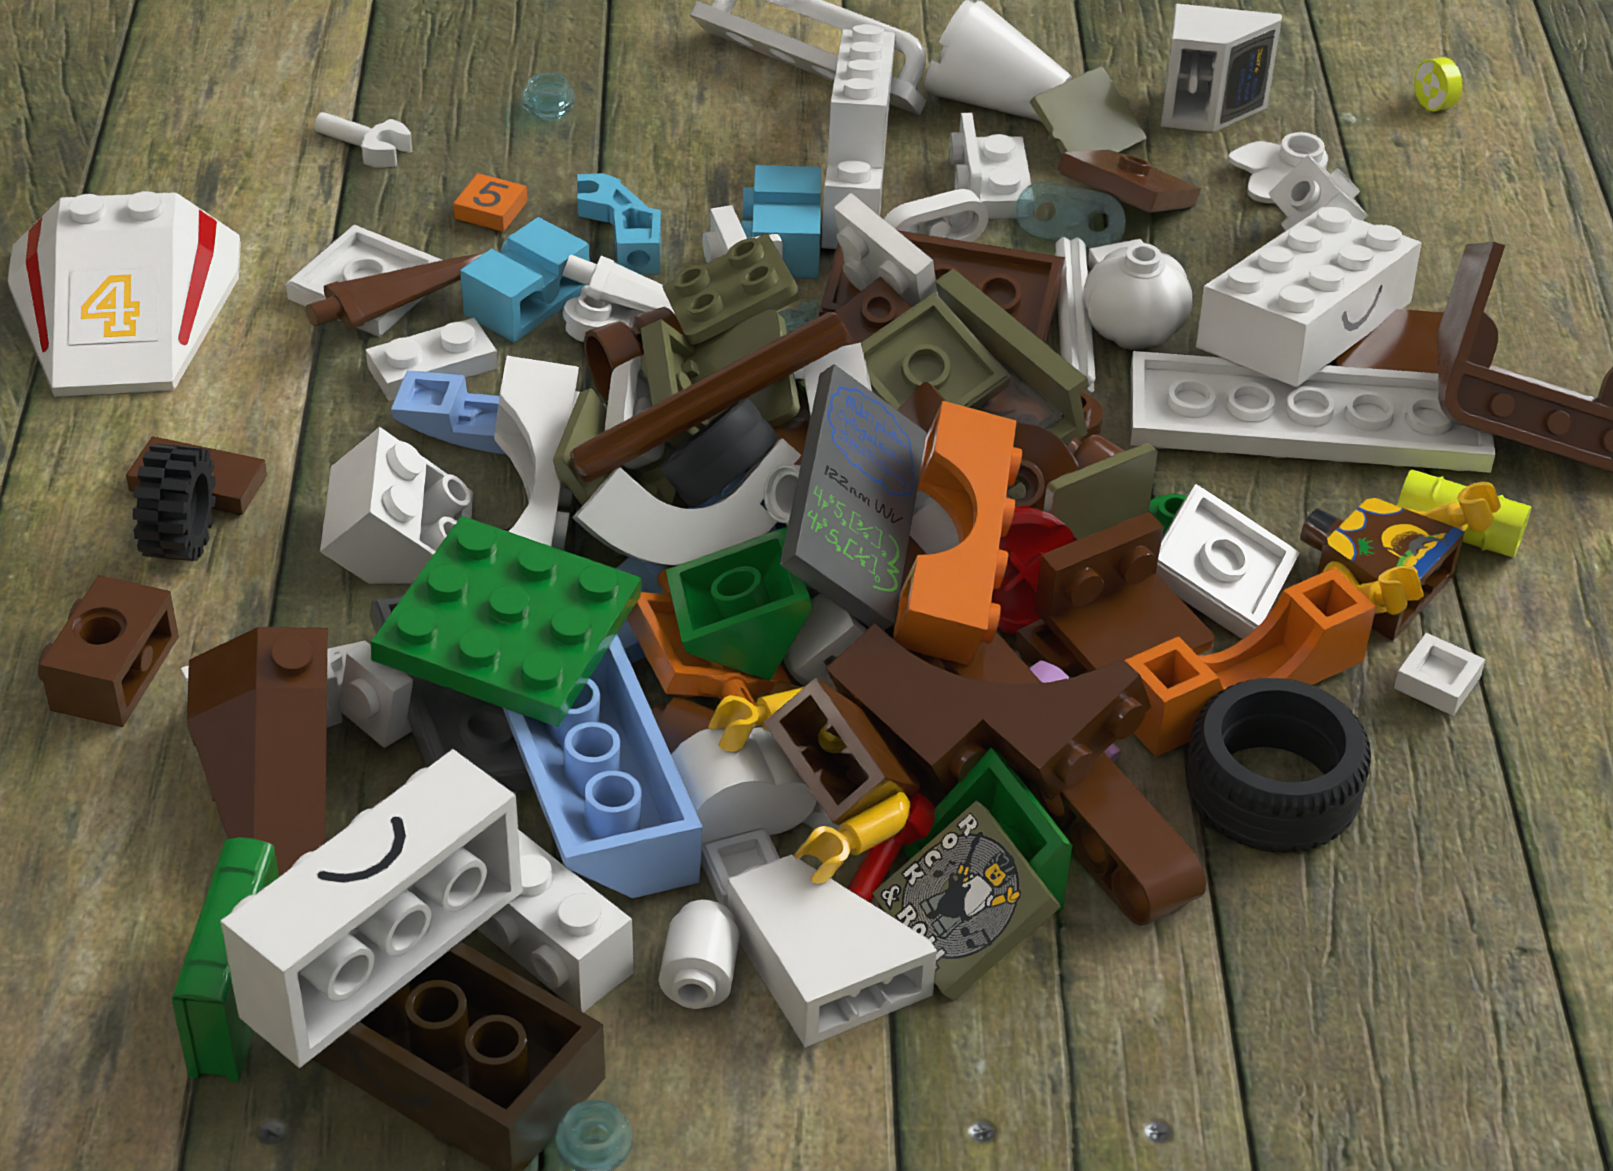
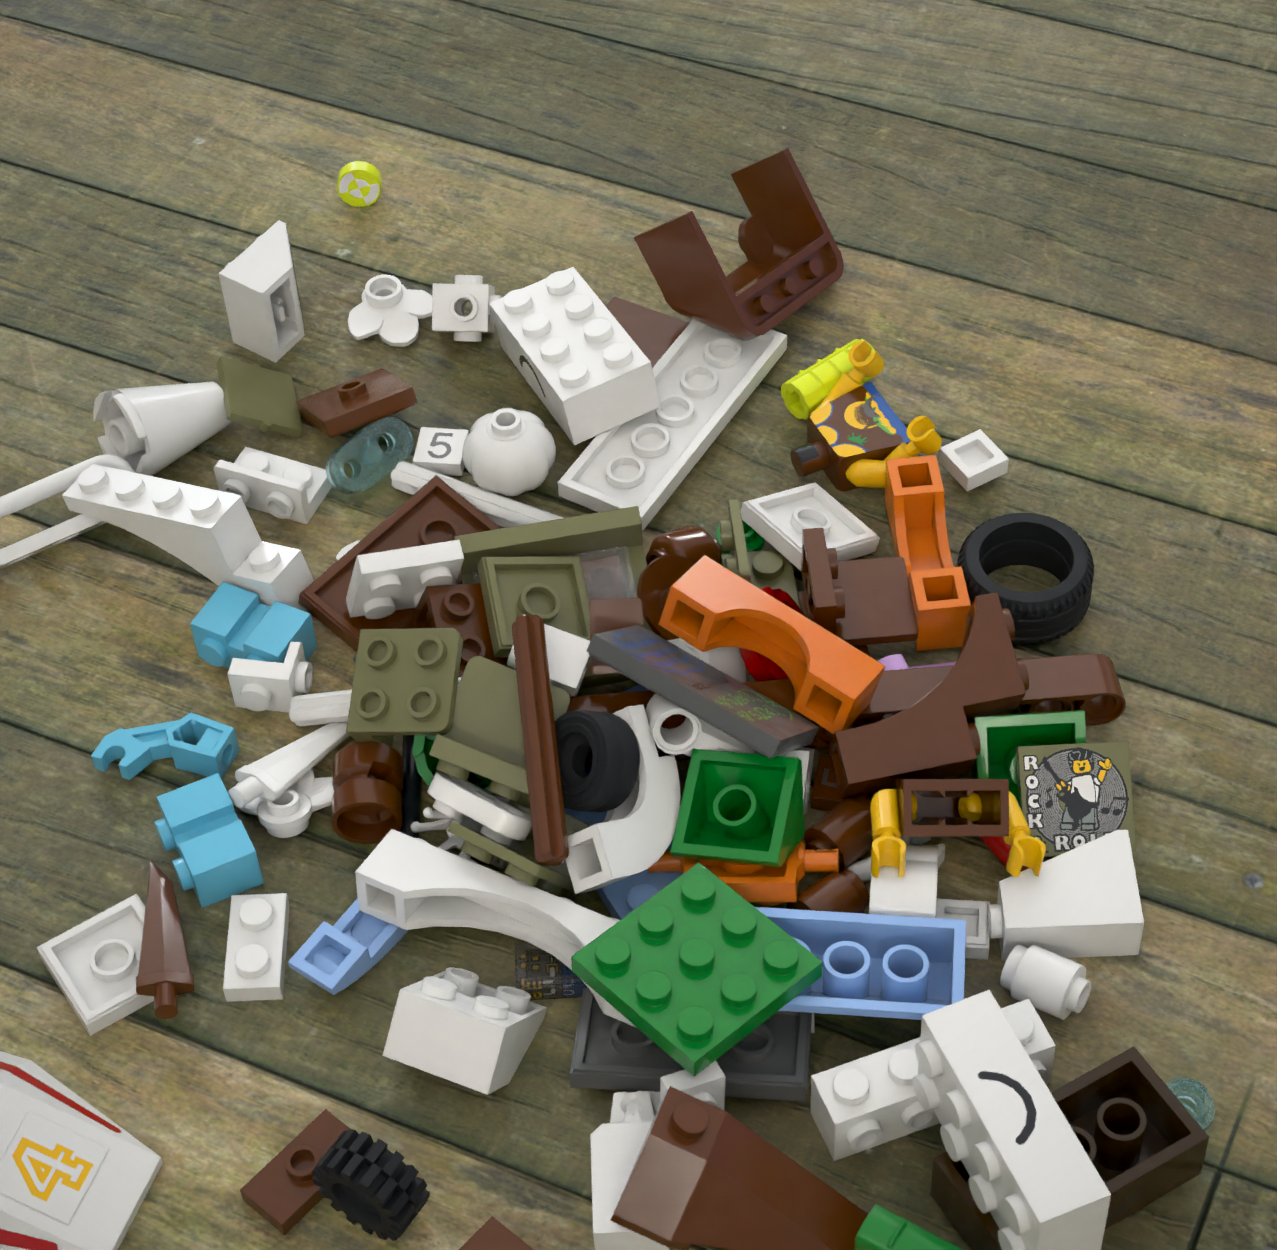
camera: 60 degrees left, 5 degrees up
(490, 202) = (69, 836): orange tile -> none
(946, 215) = (322, 532): white plate -> none

